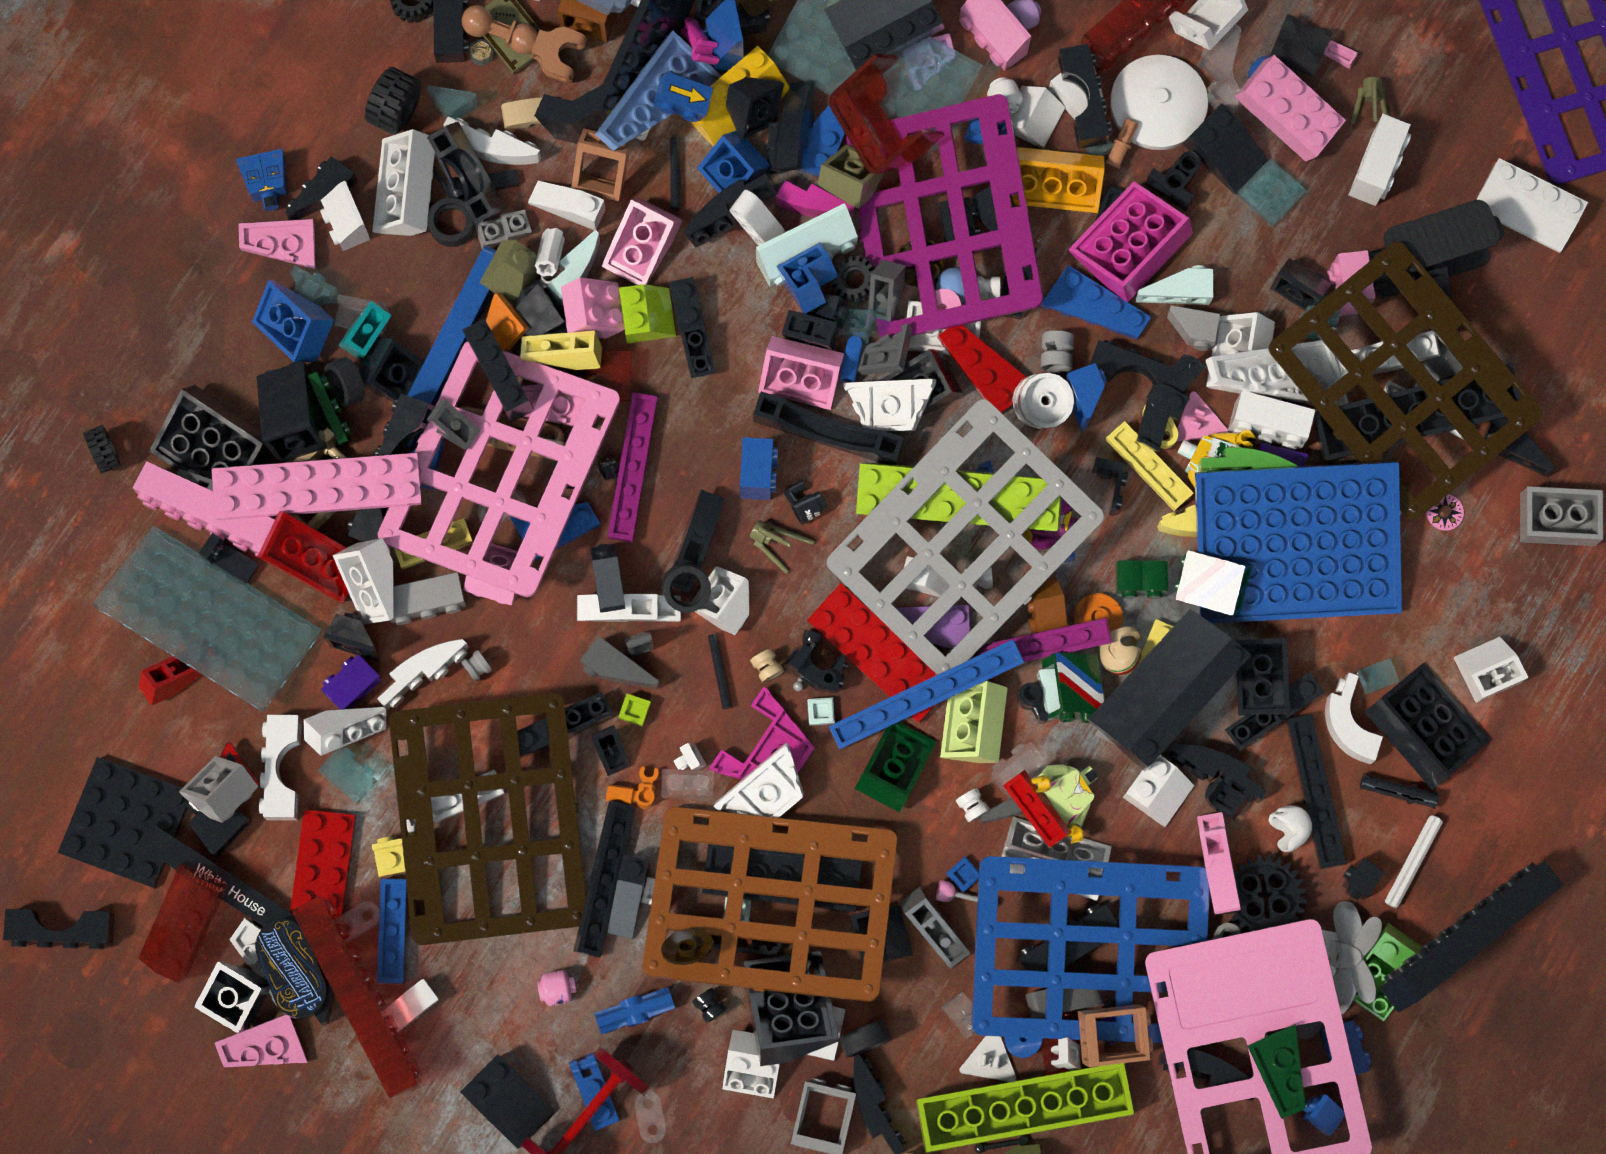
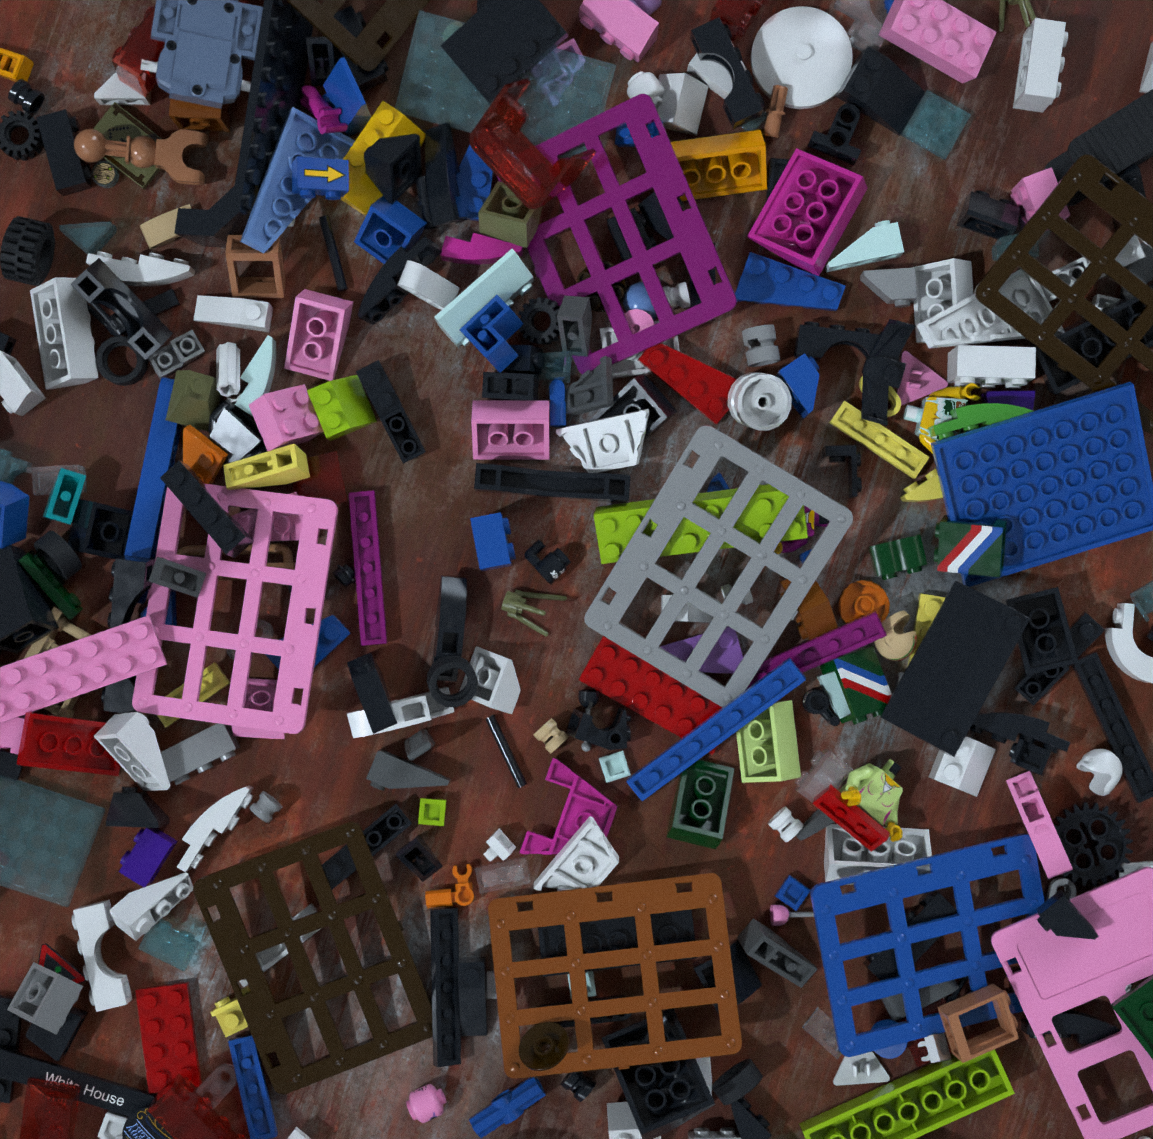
camera: 10 degrees left, 10 degrees up
(1219, 948) = (1064, 918): none -> black slope

